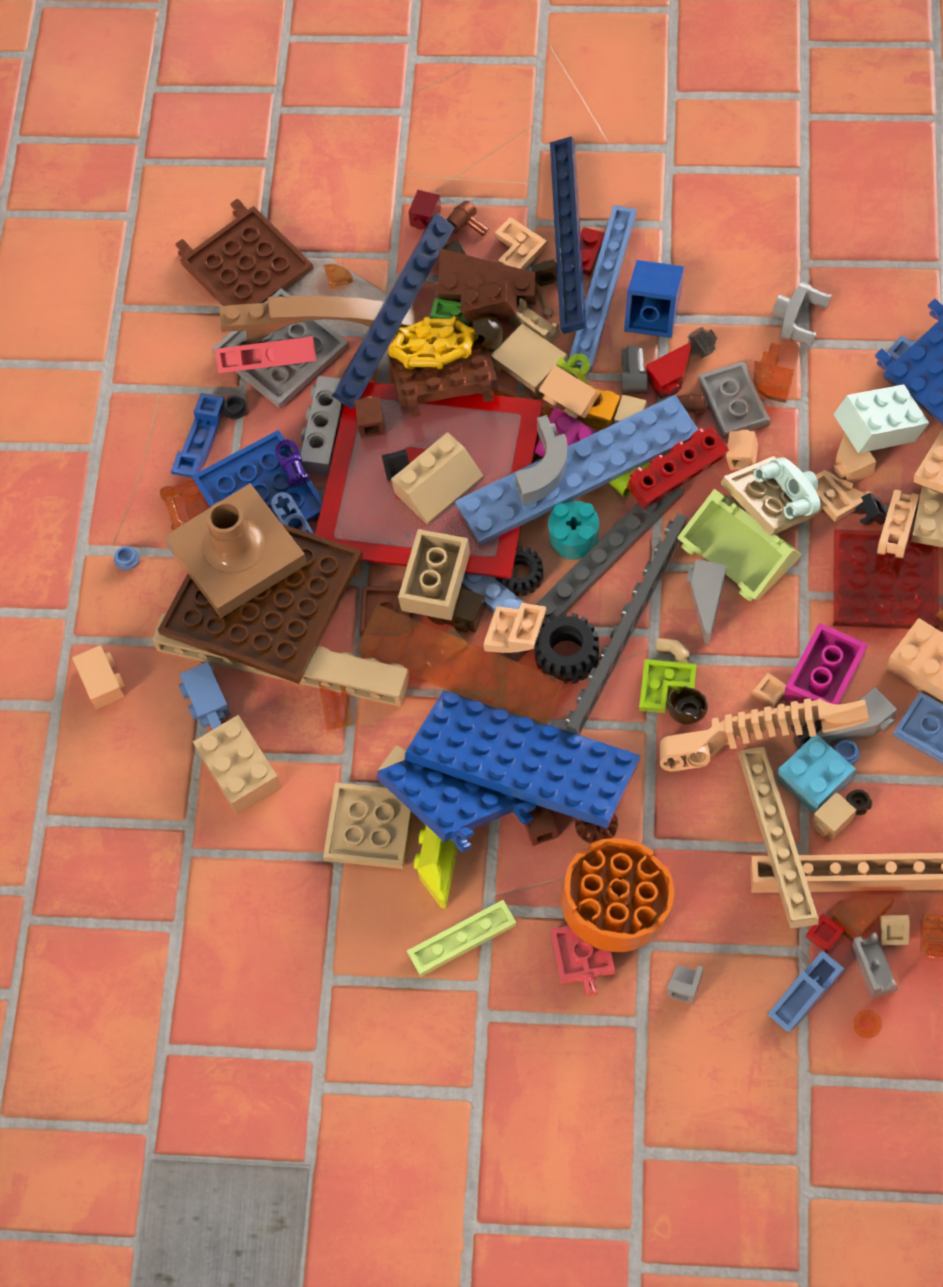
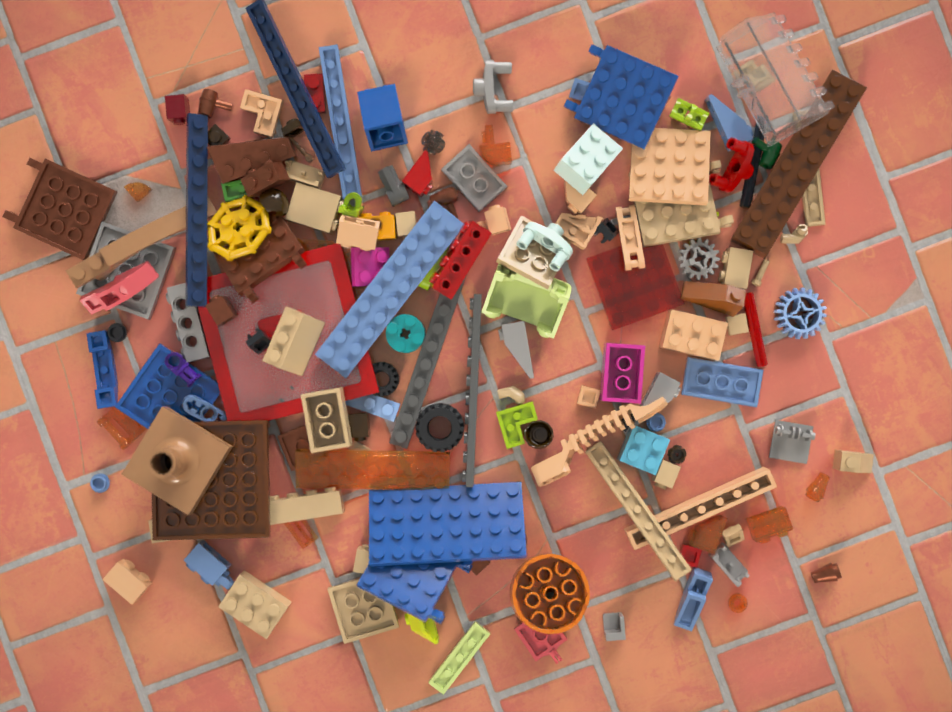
camera: 30 degrees left, 25 degrees up
(514, 628) = (399, 431): light nougat slope -> none
(544, 477) = (371, 316): light grey arch -> none

